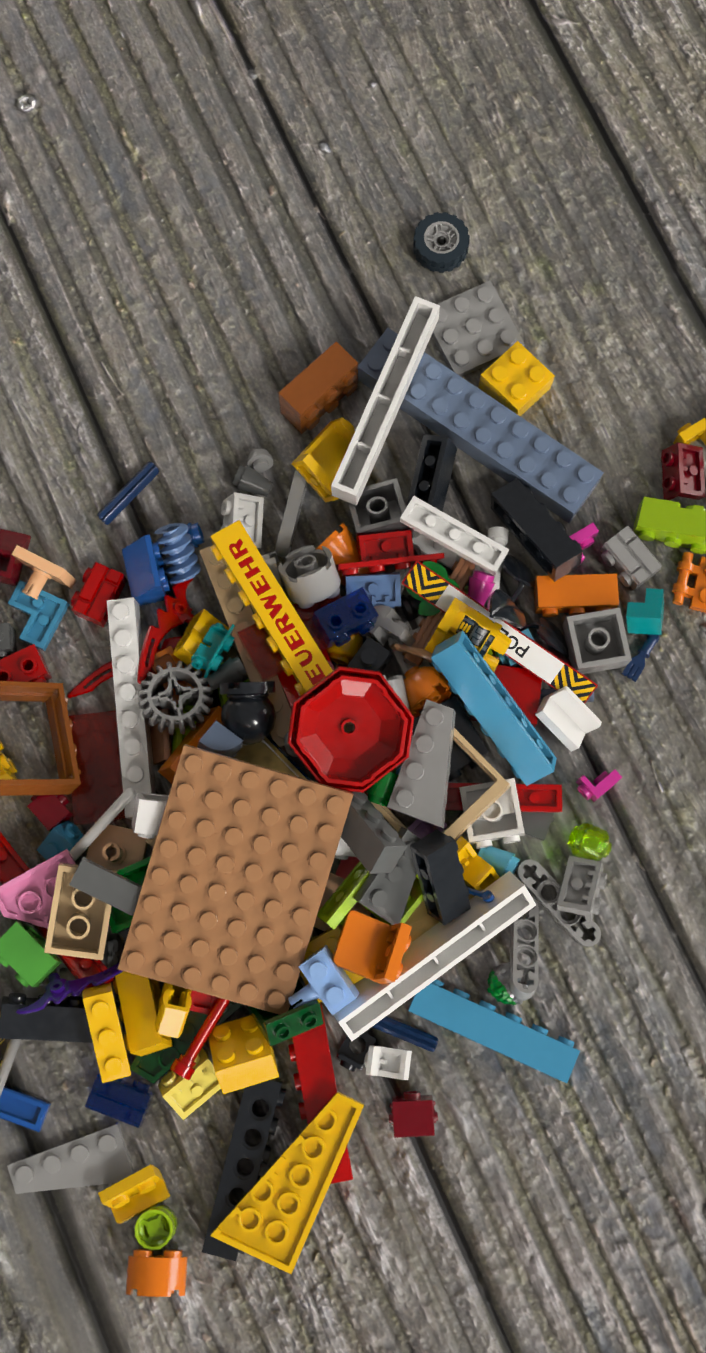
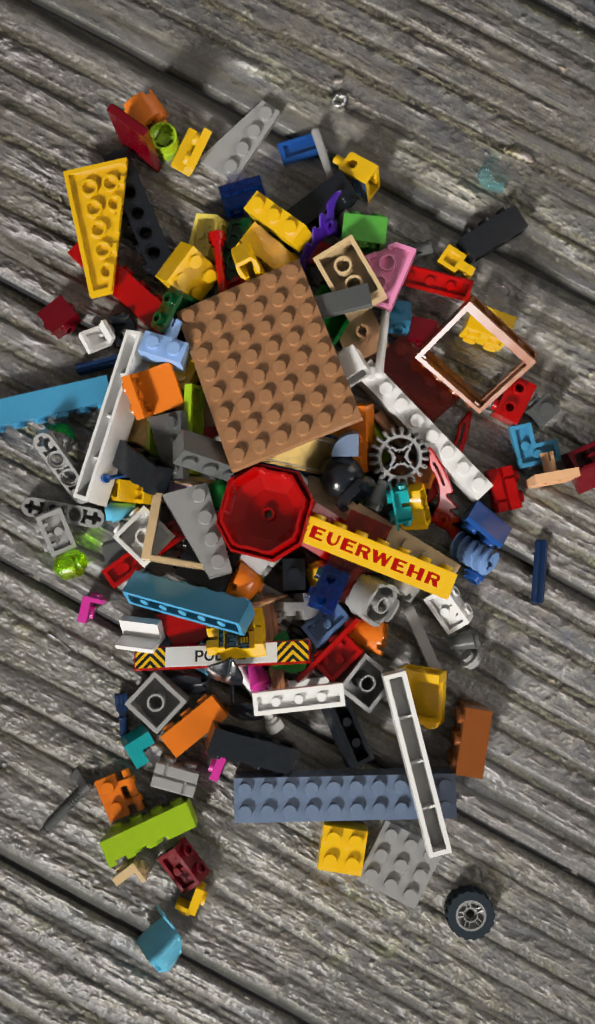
camera: 140 degrees right, 10 degrees up
(186, 1244) = (134, 137): none -> dark red tile

